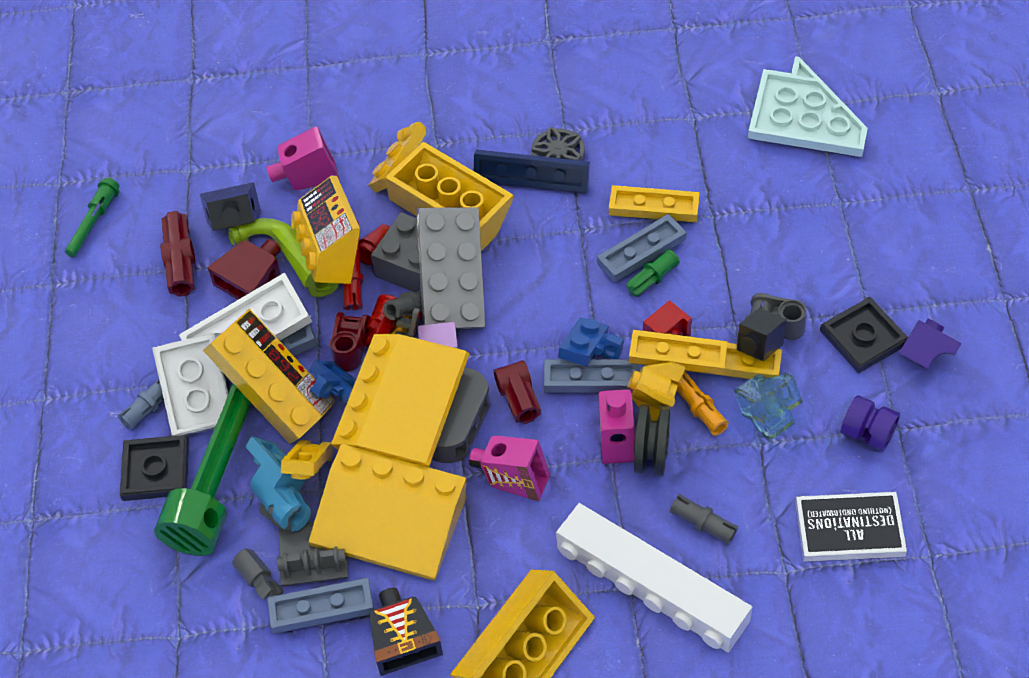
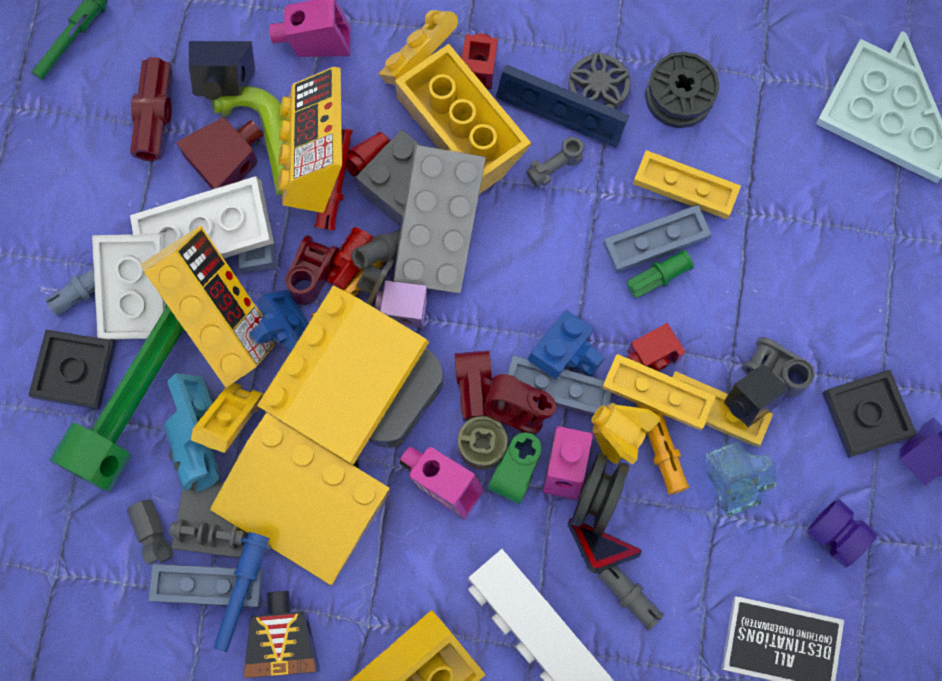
camera: 10 degrees right, 20 degrees up
(358, 557) = (246, 572): none -> blue pin
(453, 146) = (480, 56): none -> red brick
(540, 426) = (482, 442): none -> olive wheel
(549, 206) = (570, 155): none -> dark grey bar
(564, 393) = (517, 404): none -> dark red piece
(573, 445) = (514, 473): none -> green piece
(628, 137) = (681, 89): none -> pearl dark grey wheel
(664, 490) = (601, 551): none -> piece

